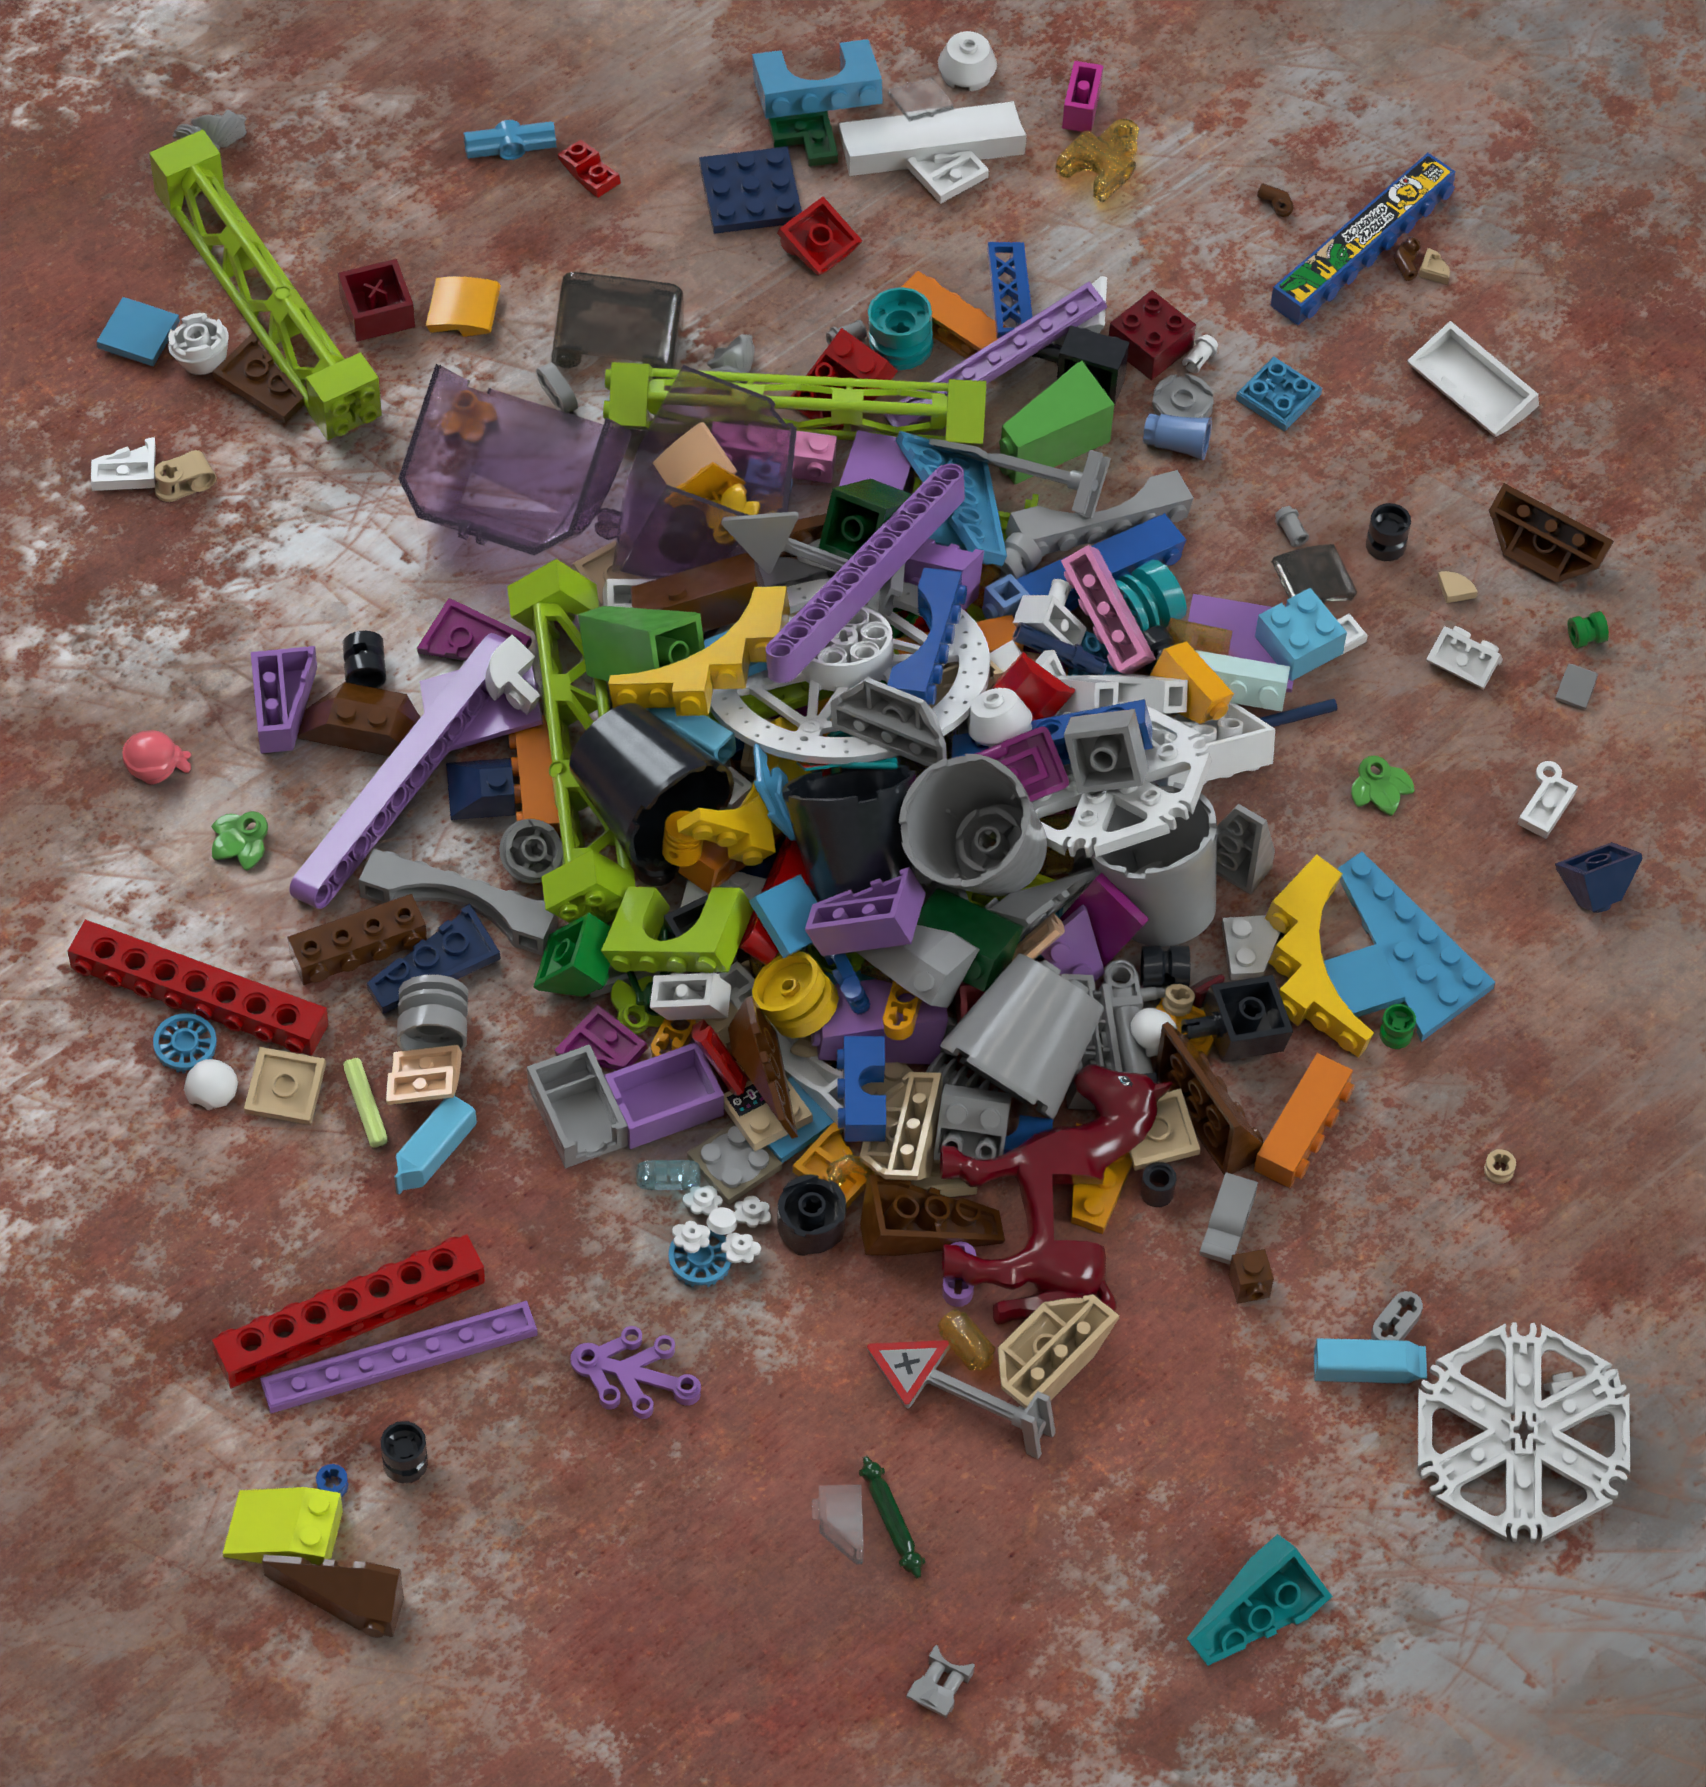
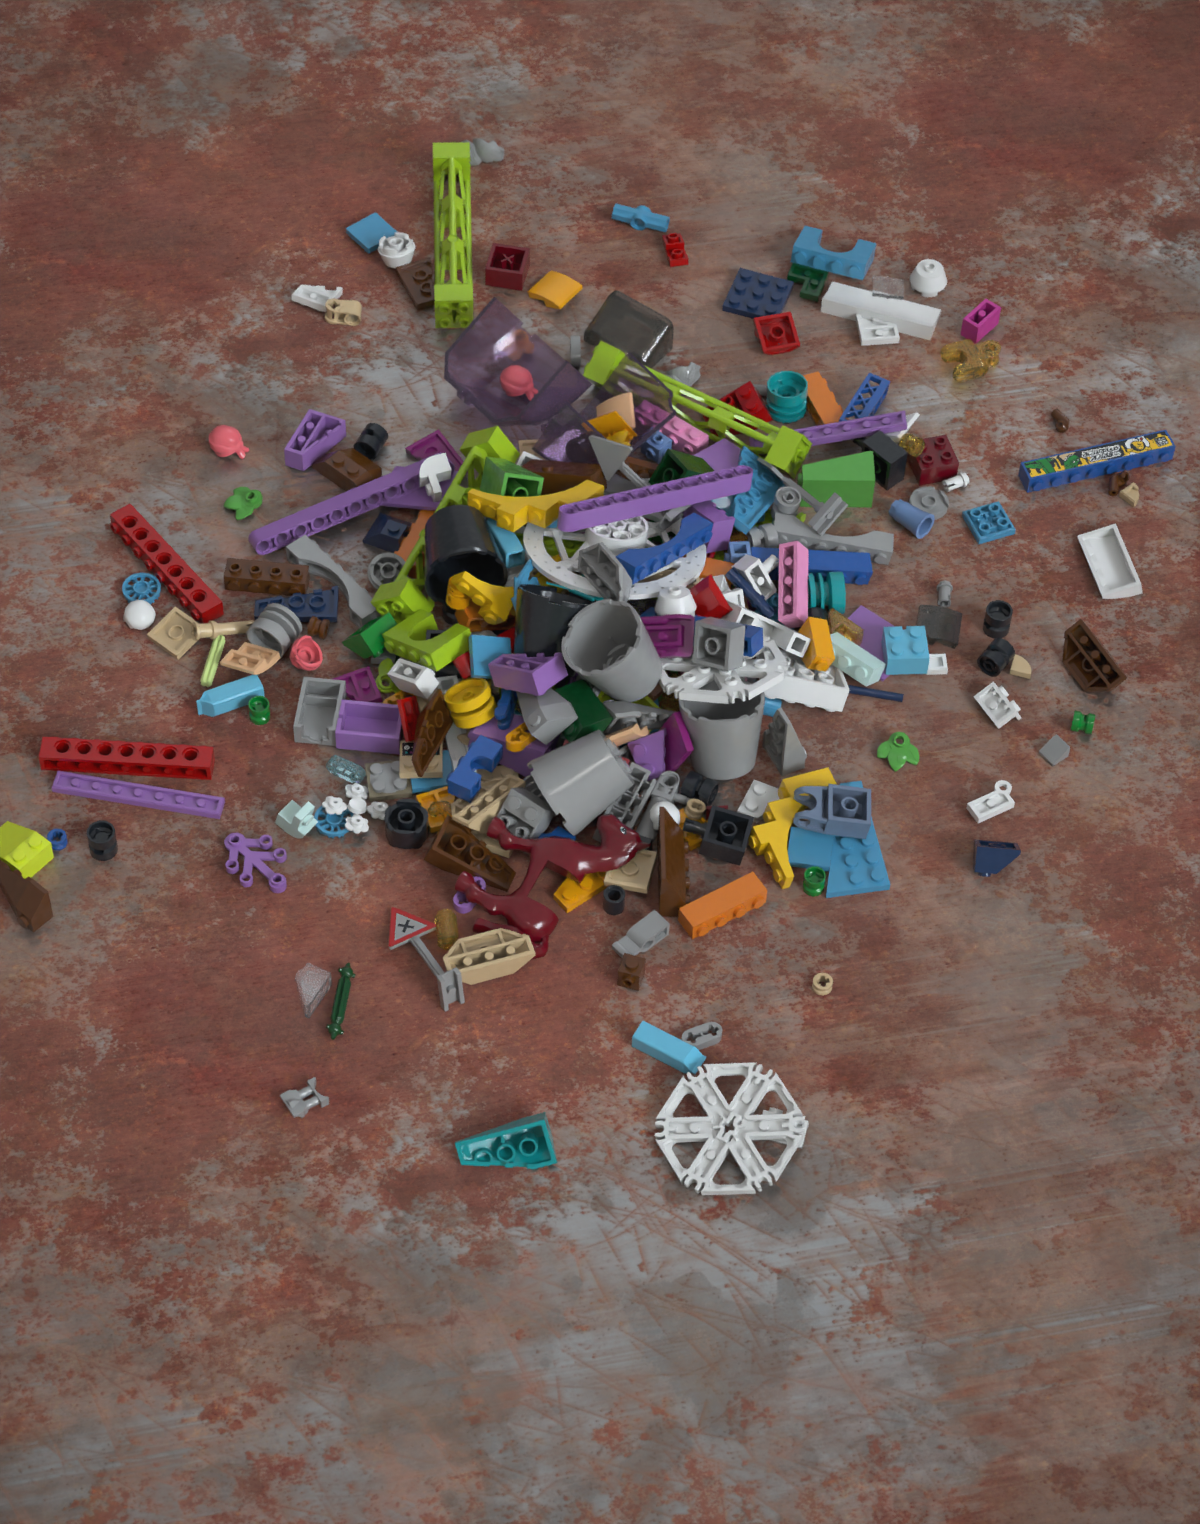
camera: 30 degrees right, 5 degrees down
(343, 1055) = (213, 629): none -> tan pin
(484, 980) = (318, 627): none -> reddish brown wheel
(484, 1138) = (259, 710): none -> green wheel
(497, 1030) = (306, 654): none -> coral hat
(513, 474) = (517, 381): none -> coral hat
(655, 1285) = (296, 820): none -> light aqua brick
(1016, 491) = (786, 501): none -> light grey wheel
(1124, 327) = (912, 444): none -> clear yellow wheel
(1373, 912) = (835, 810): none -> sand blue brick
(1421, 588) = (996, 657): none -> black wheel

